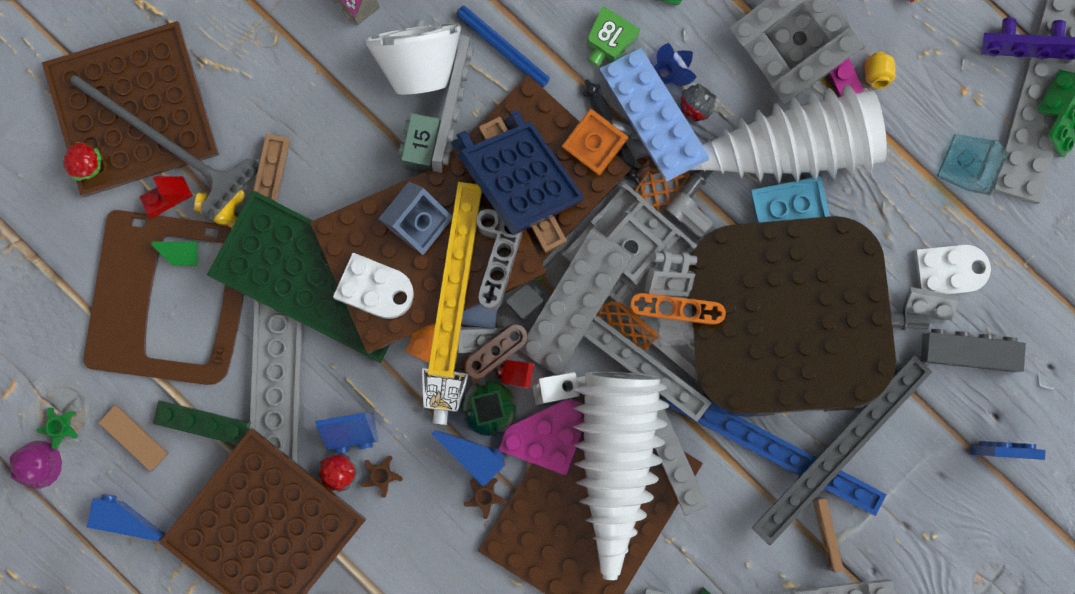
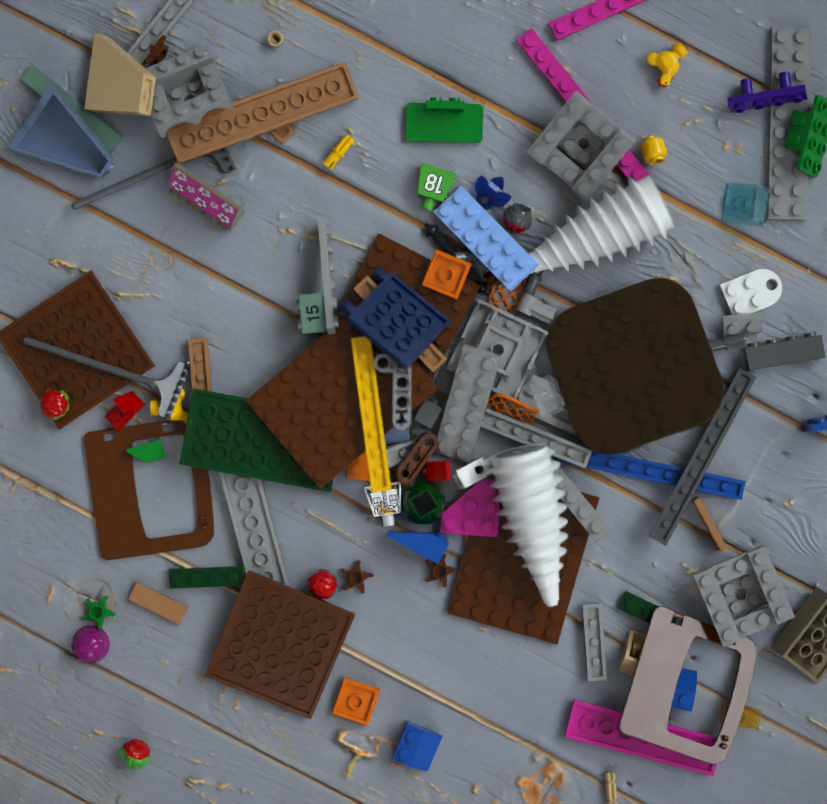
camera: 15 degrees left, 5 degrees up
(120, 518) = (167, 666): blue slope -> none
(348, 431) = (322, 551): blue slope -> none
(373, 287) = (310, 438): white plate -> none
(416, 57) = (288, 245): white cone -> none
(416, 217) = (327, 375): sand blue slope -> none
(502, 46) = (351, 215): blue axle -> none
(667, 281) = (537, 366): light grey plate -> none
(677, 309) = (546, 385): orange beam -> none
(790, 201) = (612, 275): medium azure plate -> none

